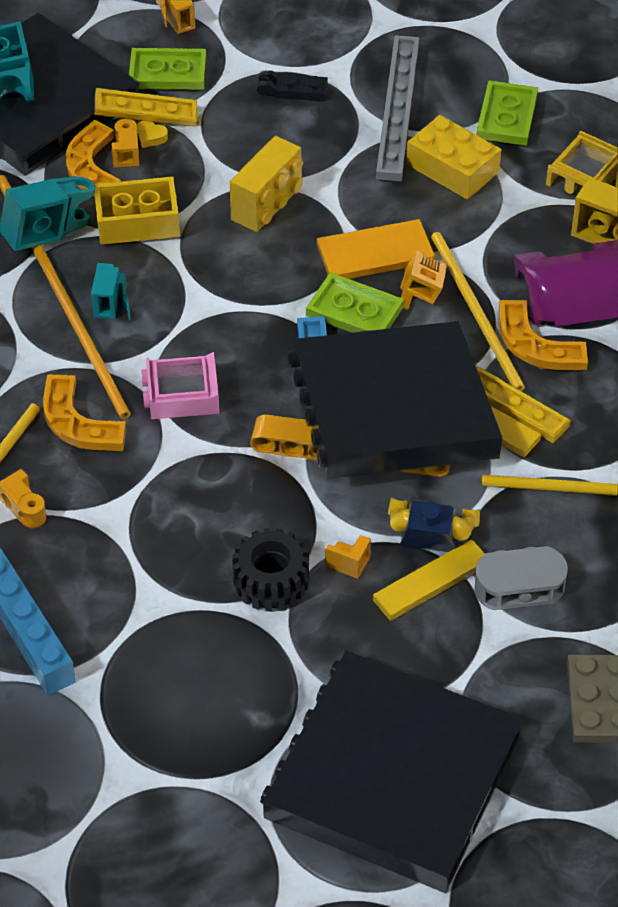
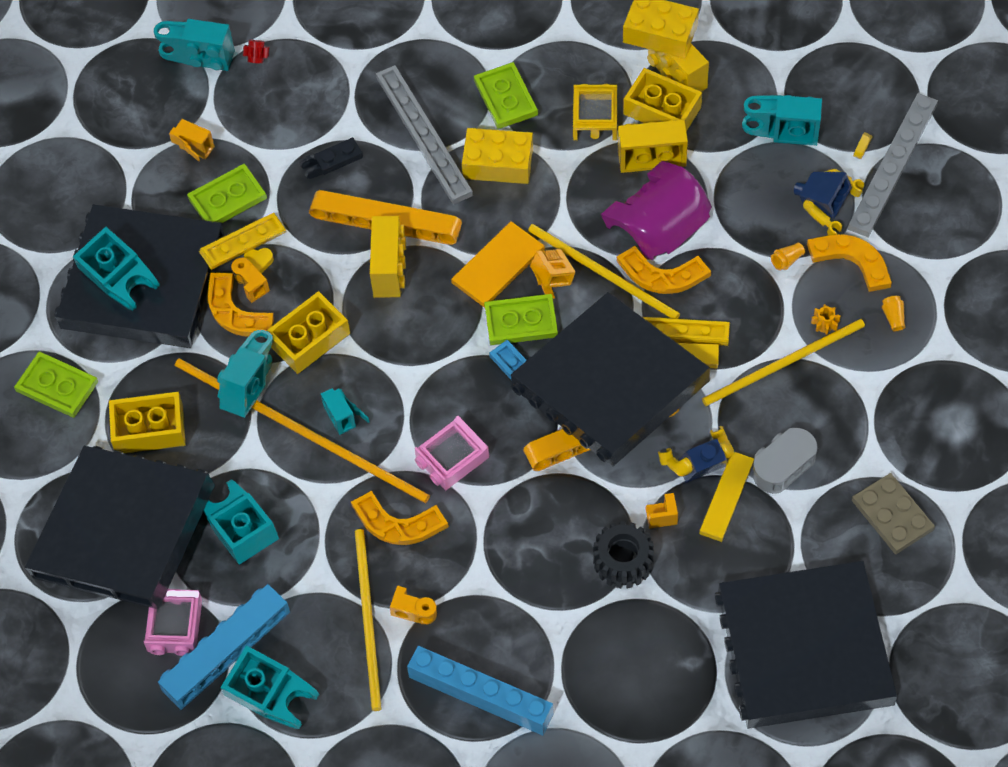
camera: 30 degrees left, 10 degrees up
(318, 169) = (359, 212): none -> light orange beam

